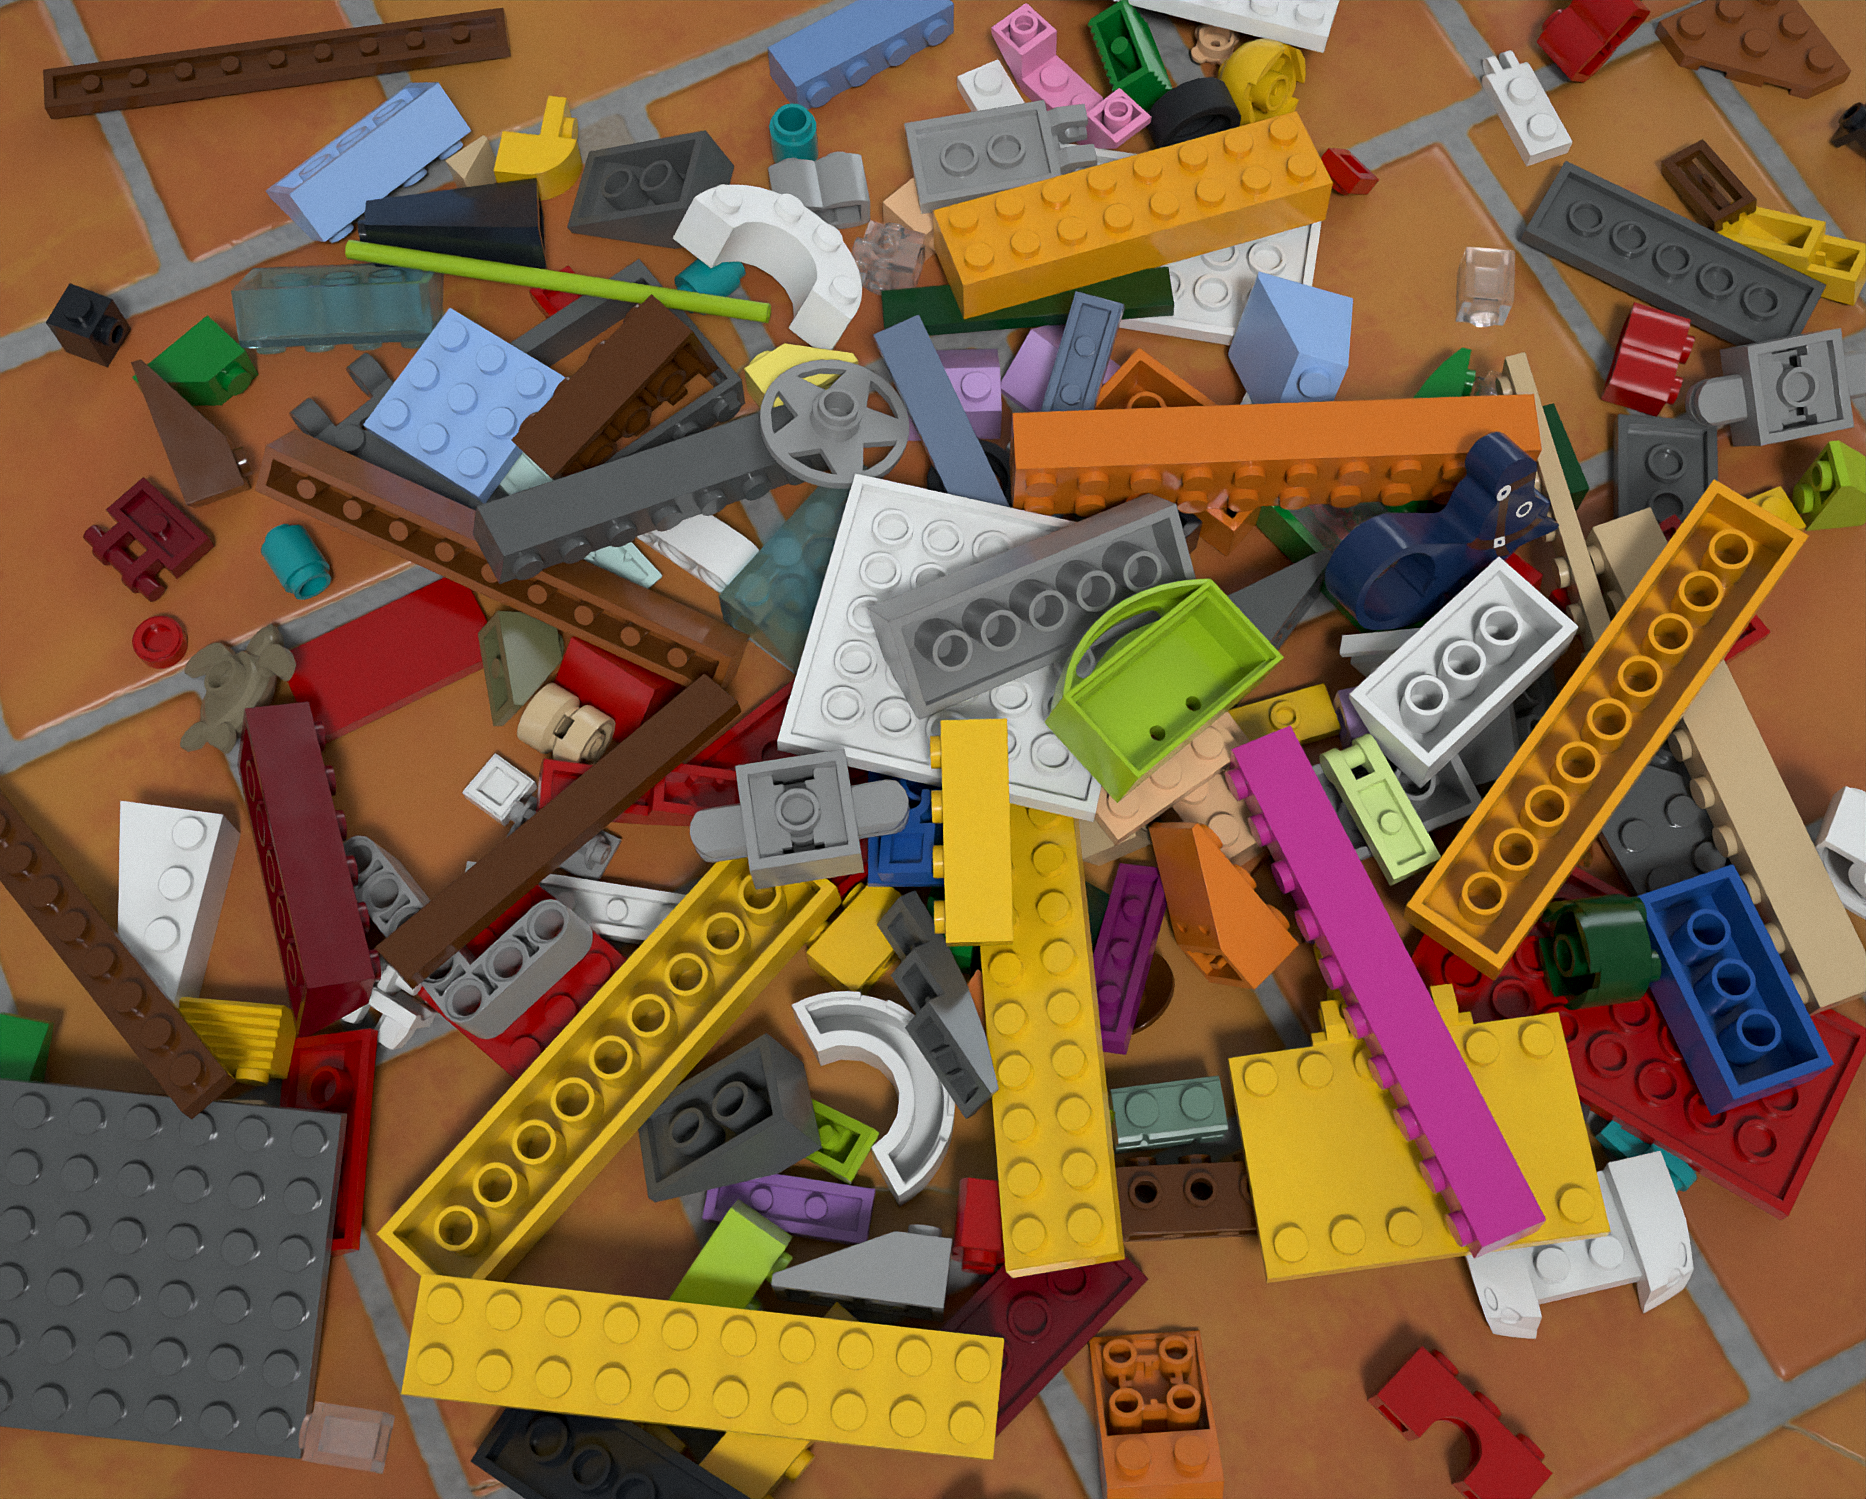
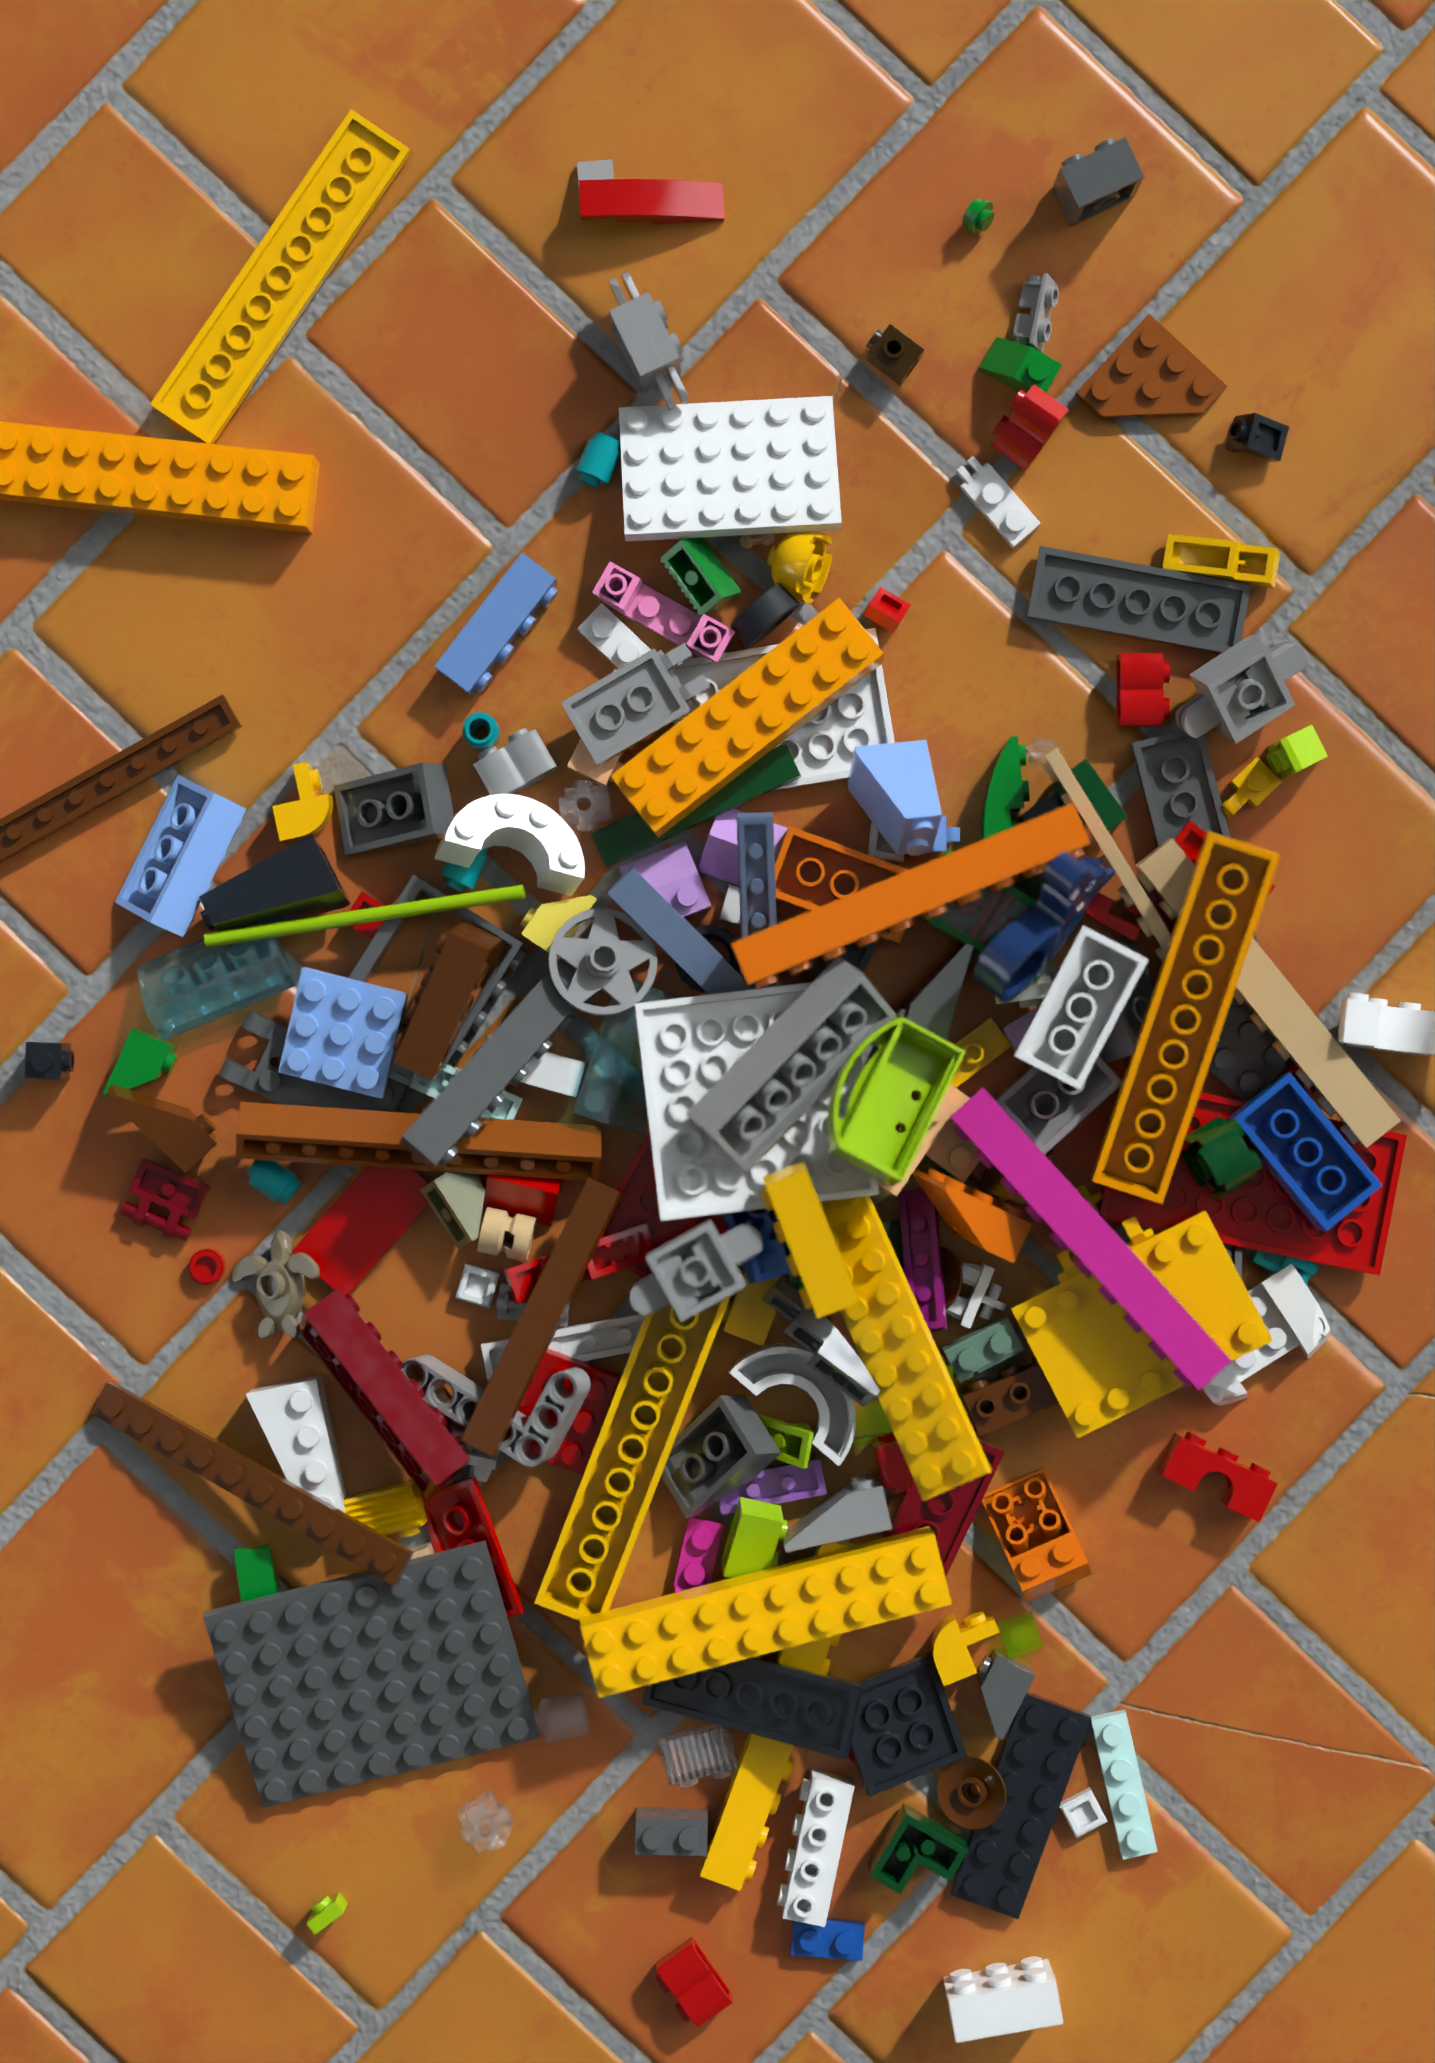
camera: 25 degrees left, 20 degrees up
(473, 164) = (261, 837): tan slope -> none
(652, 1259) = (698, 1553): none -> dark pink hinge
(1192, 1017) = (979, 1279): none -> white hips
(1380, 809) = (1056, 1114): yellowish green plate -> none
(1485, 286) = (1012, 672): clear brick -> none
(1714, 219) = (1170, 549): reddish brown tile -> none

